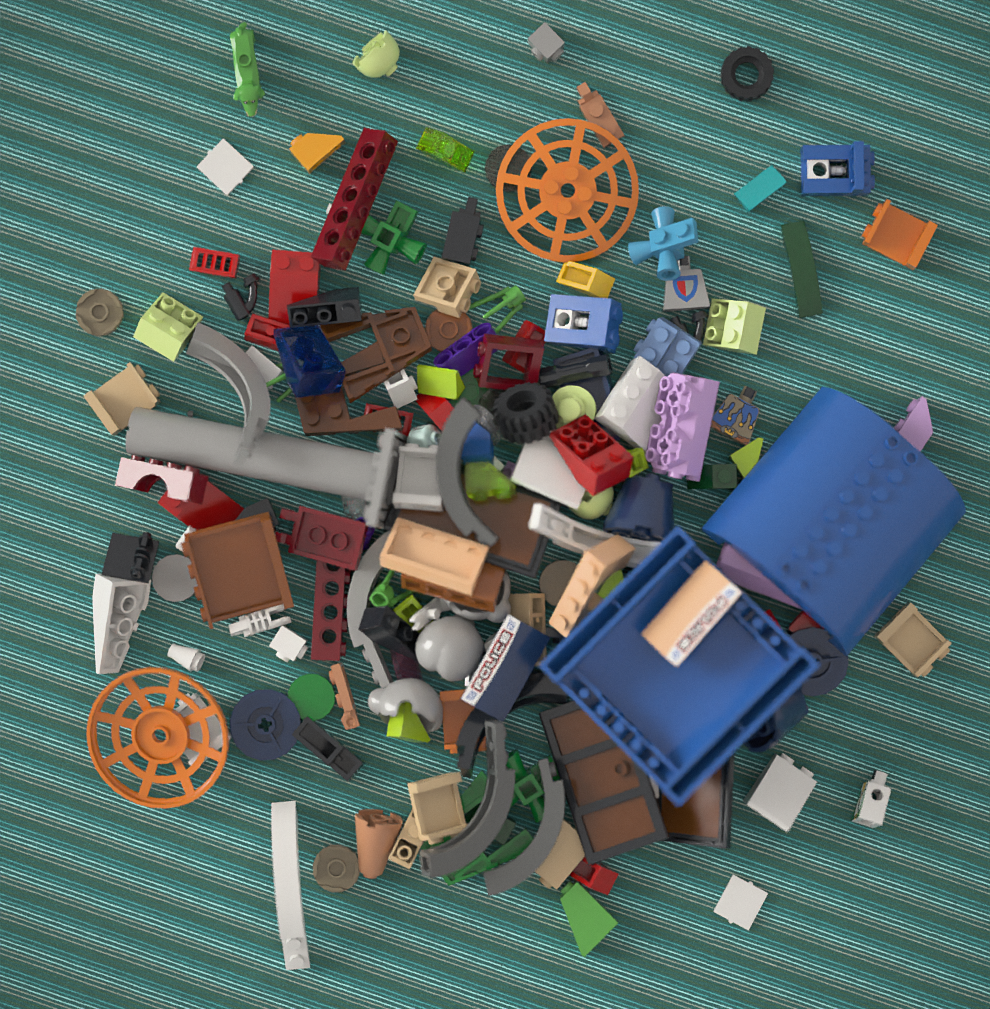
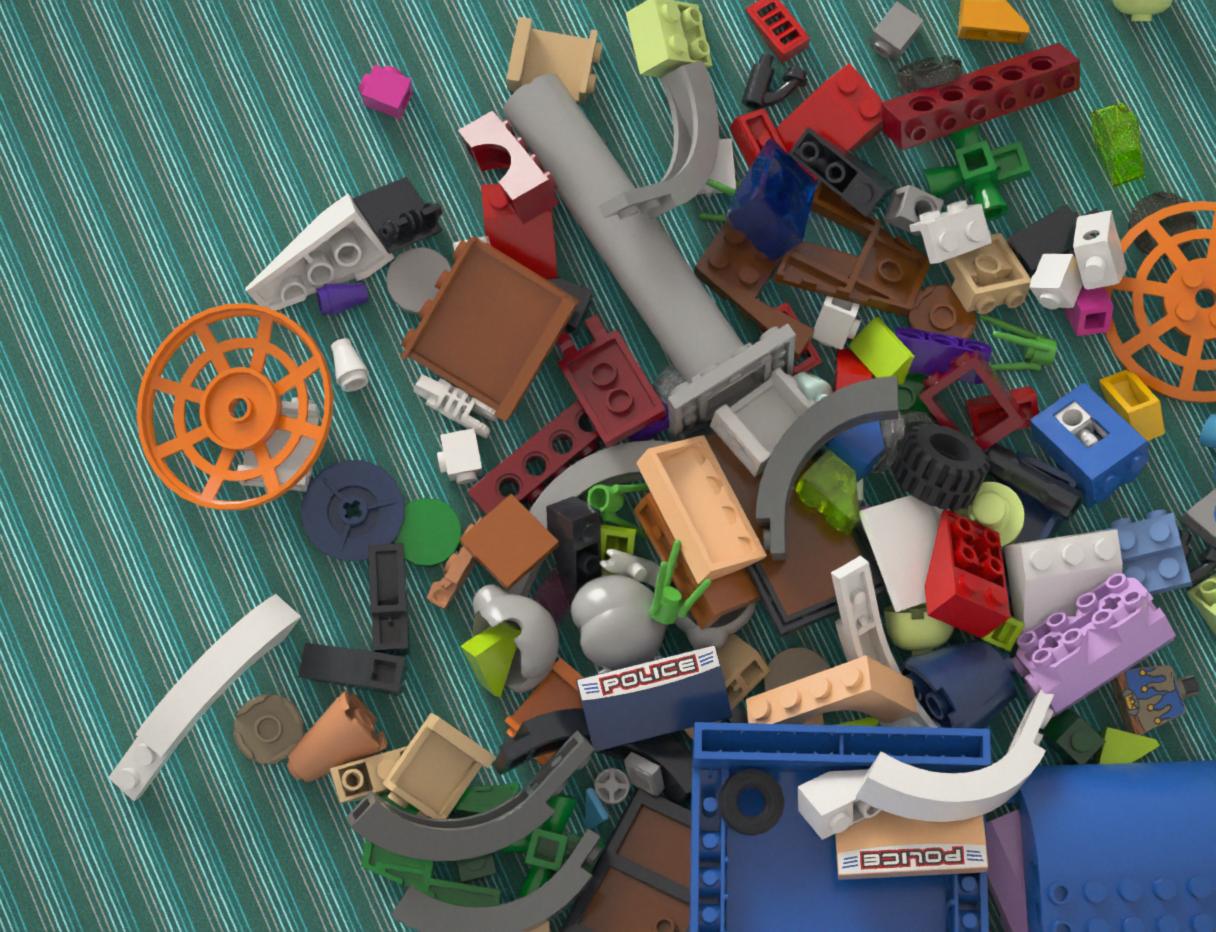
camera: 40 degrees right, 10 degrees down
(56, 500) = (386, 91): none -> dark pink brick
(146, 627) = (340, 297): none -> dark purple cone
(277, 205) = (896, 32): none -> light grey brick
(316, 212) = (929, 73): none -> clear smoke tile
(346, 799) = (354, 668): none -> black slope
(358, 664) = (509, 542): none -> dark orange tile
(374, 297) = (903, 203): none -> light grey brick
(411, 285) = (953, 231): none -> white bracket
(463, 616) = (667, 600): none -> bright green plant
(488, 258) = (1057, 281): none -> white brick
(498, 227) = (1101, 257): none -> white torso
(515, 253) = (1091, 312): none -> dark pink brick
(526, 729) = (610, 781): none -> light grey wheel
(530, 745) = (595, 812): none -> dark azure slope
(536, 705) = (644, 774): none -> light grey tile
(588, 679) = (772, 797): none -> black tyre
(643, 626) = (831, 804): none -> white slope
(694, 575) = (958, 796): none -> white arch

